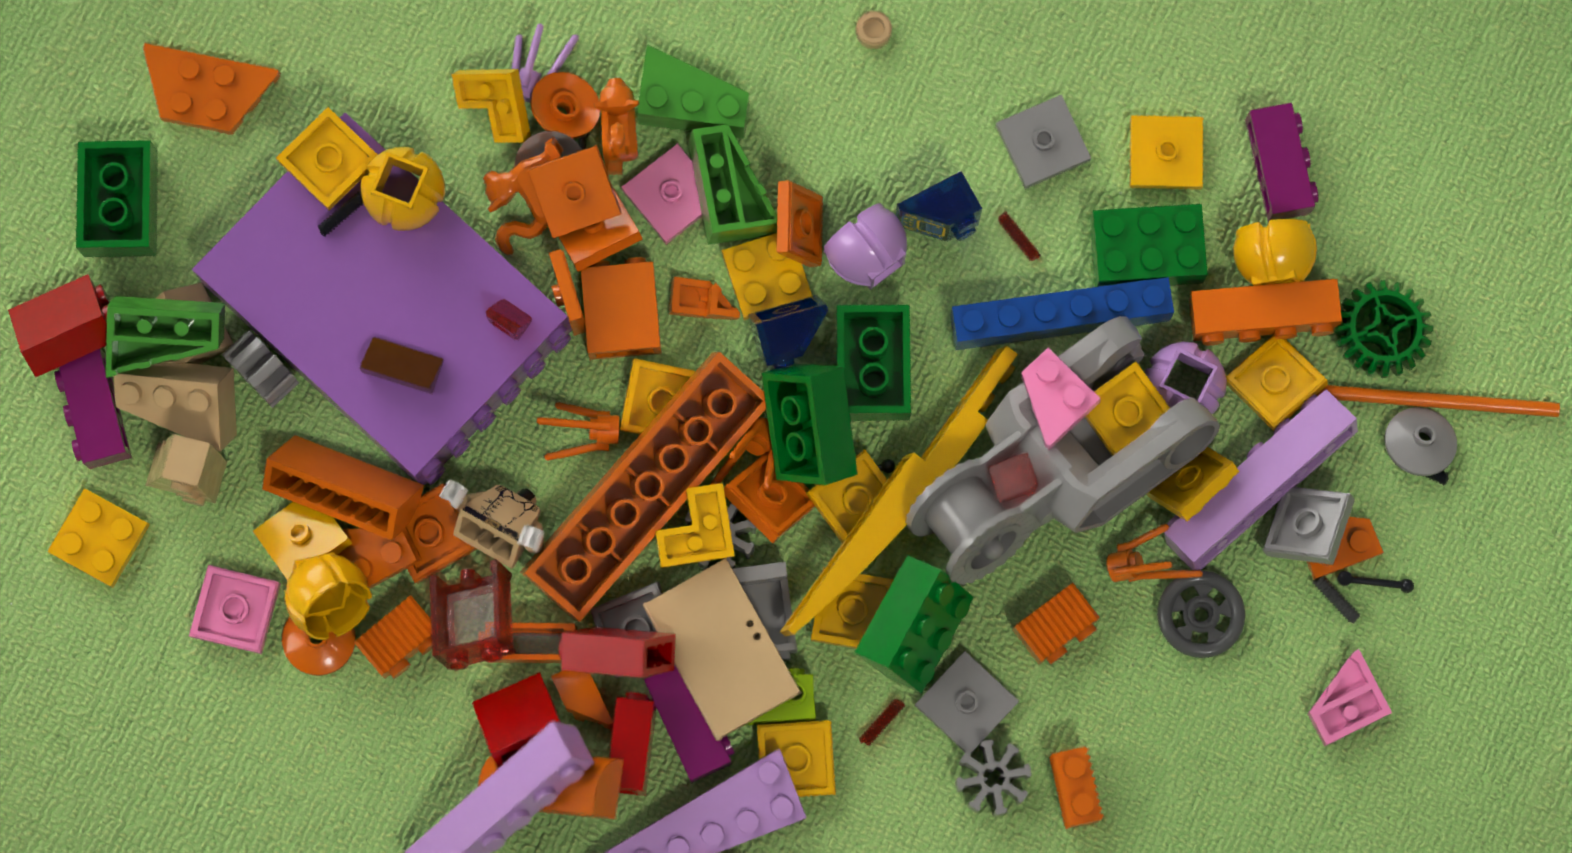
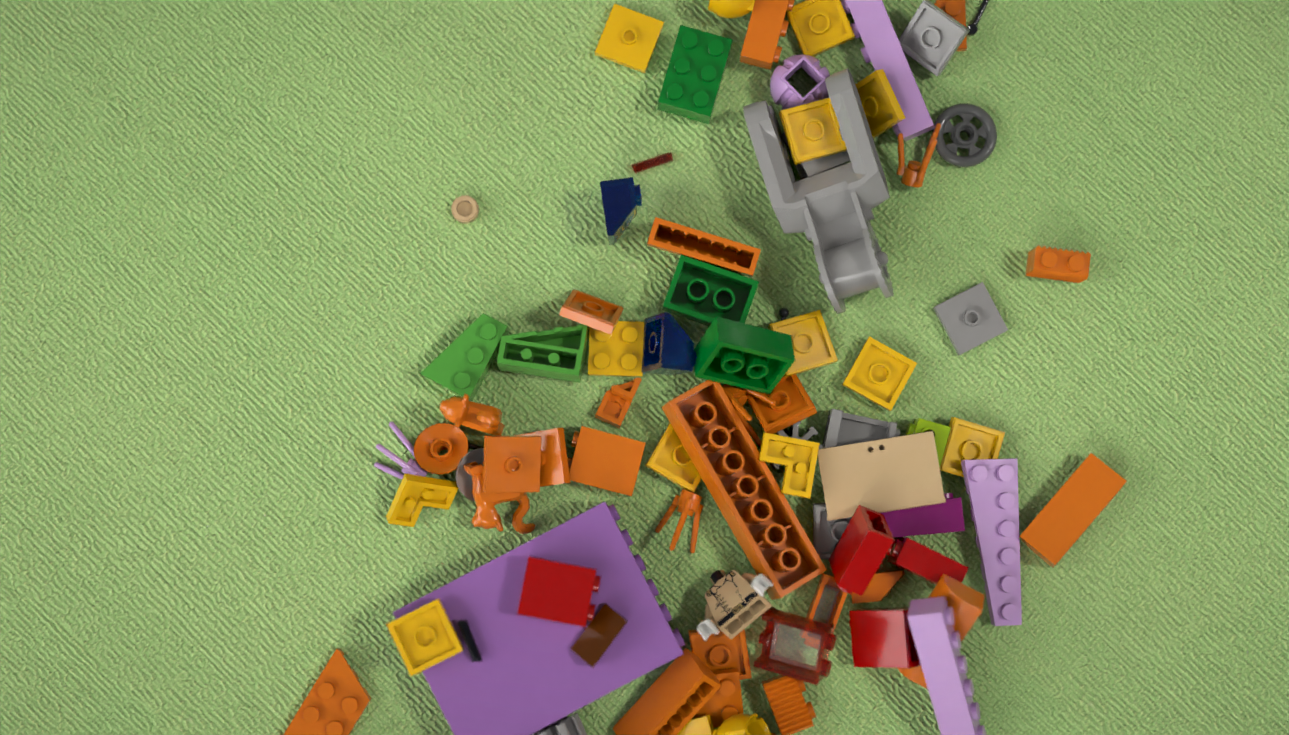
camera: 70 degrees left, 5 degrees up
(425, 198) = (481, 573): yellow piece -> none
(437, 295) = (558, 591): none -> red brick
(508, 318) = (592, 544): clear red slope -> none
(565, 292) = (581, 496): orange plate -> none
(666, 194) = (531, 398): bright pink plate -> none
(868, 249) = (628, 268): lavender piece -> none
(882, 722) = (964, 383): clear red piece -> none
(890, 506) = (813, 308): yellow slope -> none
(914, 624) = (910, 334): green brick -> none
(930, 333) = (703, 247): none -> orange brick
(989, 766) = (1023, 312): light grey gear -> none
(1013, 478) = (837, 225): clear red slope -> none
(1043, 141) = (590, 120): light grey plate -> none
(1056, 396) = (790, 173): bright pink wing -> none
(1056, 624) = (939, 236): orange brick -> none
(1060, 313) = (721, 151): blue brick -> none
(1337, 599) = (985, 39): dark grey piece -> none
(1348, 701) = (1060, 58): bright pink wing -> none

